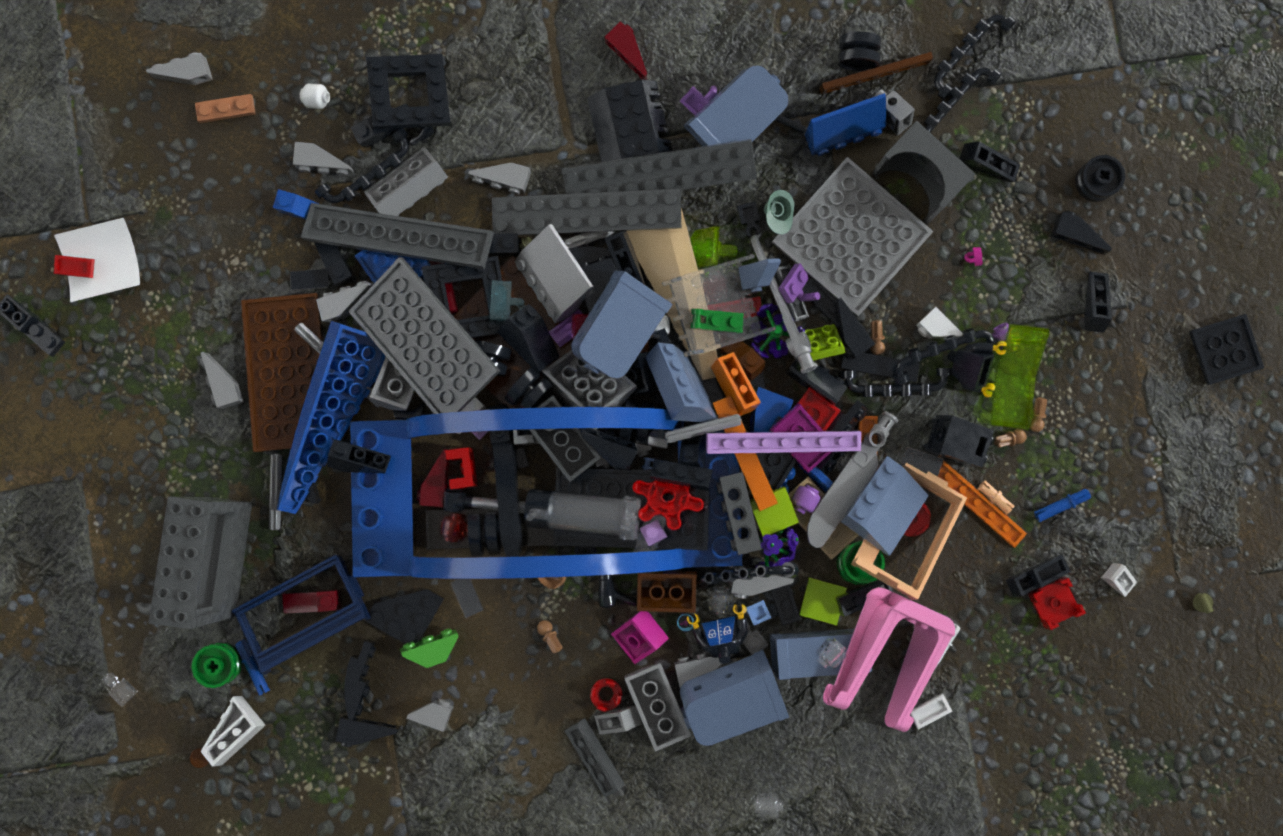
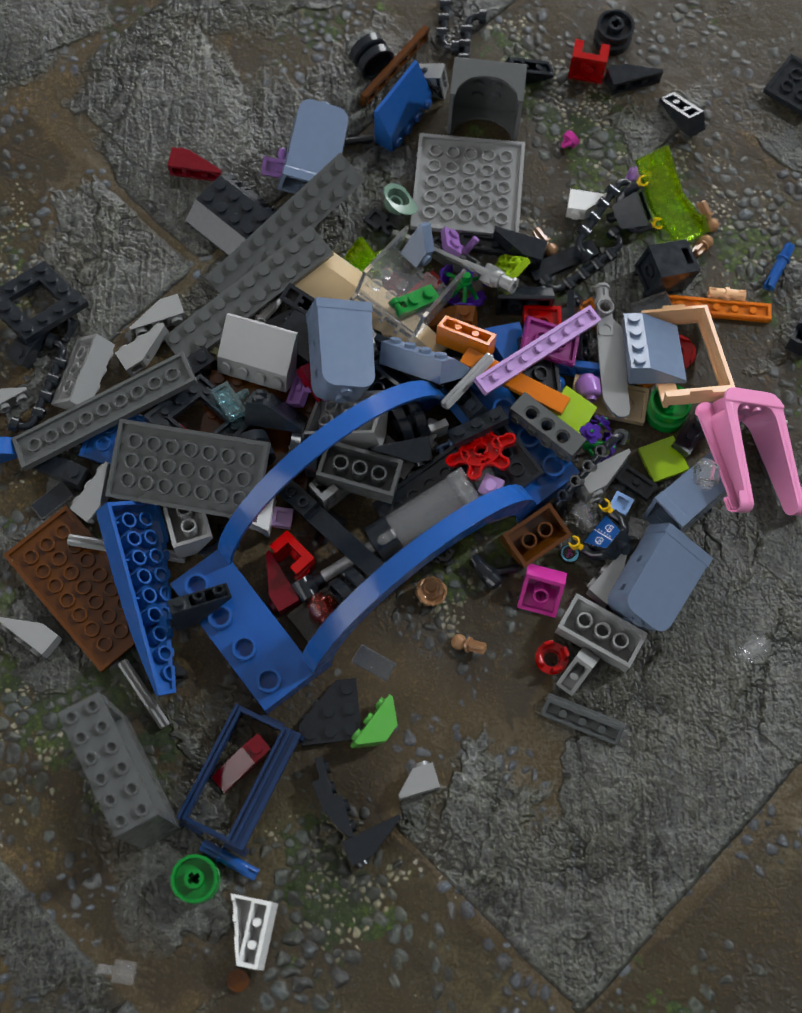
camera: 40 degrees left, 15 degrees down
(463, 199) = (140, 352): none -> light grey slope
(1046, 198) = (588, 66): none -> red panel

